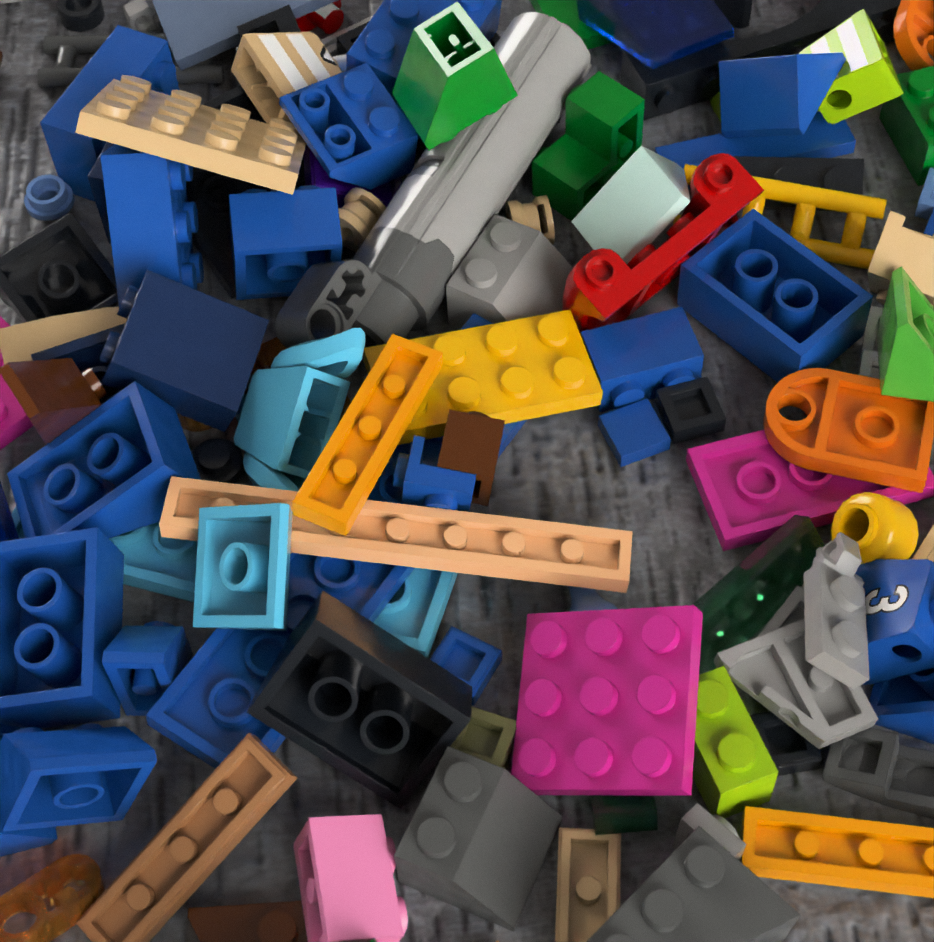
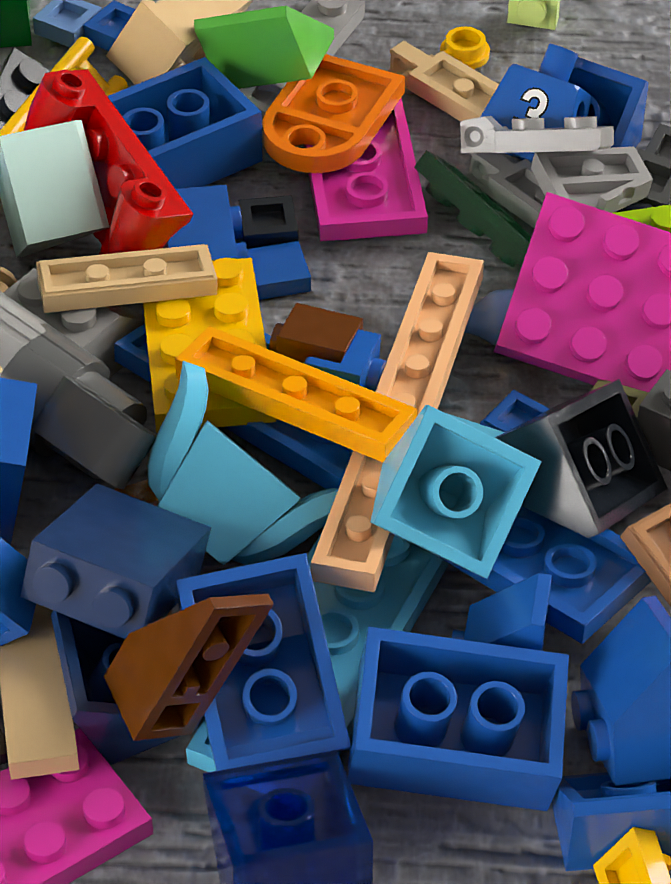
camera: 85 degrees left, 10 degrees down
(524, 294) = (126, 278): none -> tan tile
(878, 525) = (436, 121): yellow head -> none

